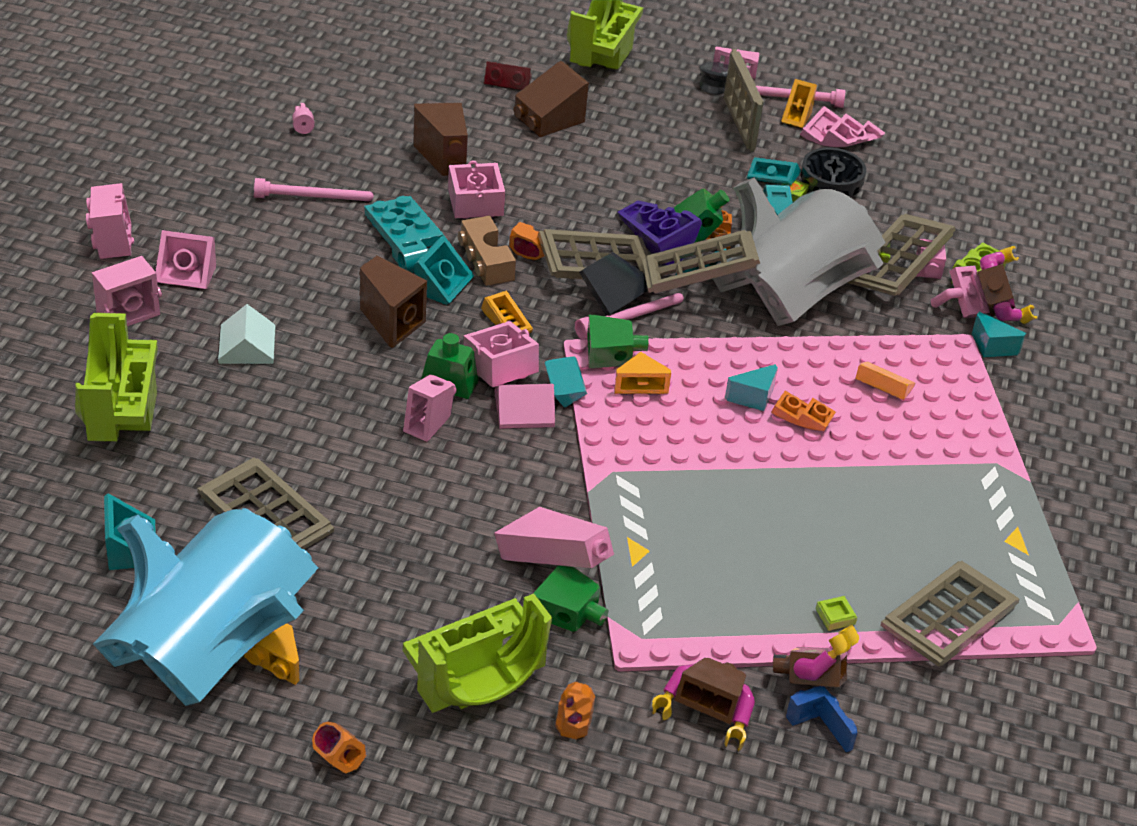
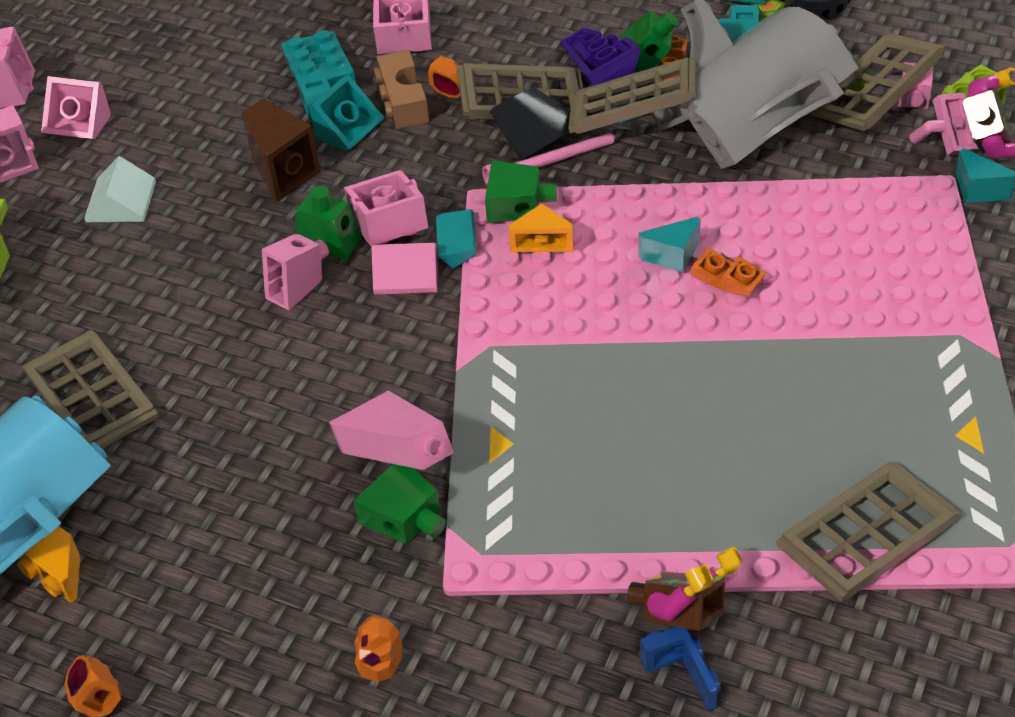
camera: 15 degrees right, 5 degrees up
(264, 188) = (177, 28): bright pink piece -> none
(467, 659) = (268, 578): lime piece -> none
(503, 300) = (403, 146): light orange slope -> none
(713, 690) = (547, 627): reddish brown torso -> none
(836, 613) = (723, 527): lime tile -> none
(884, 380) = (834, 232): light orange slope -> none

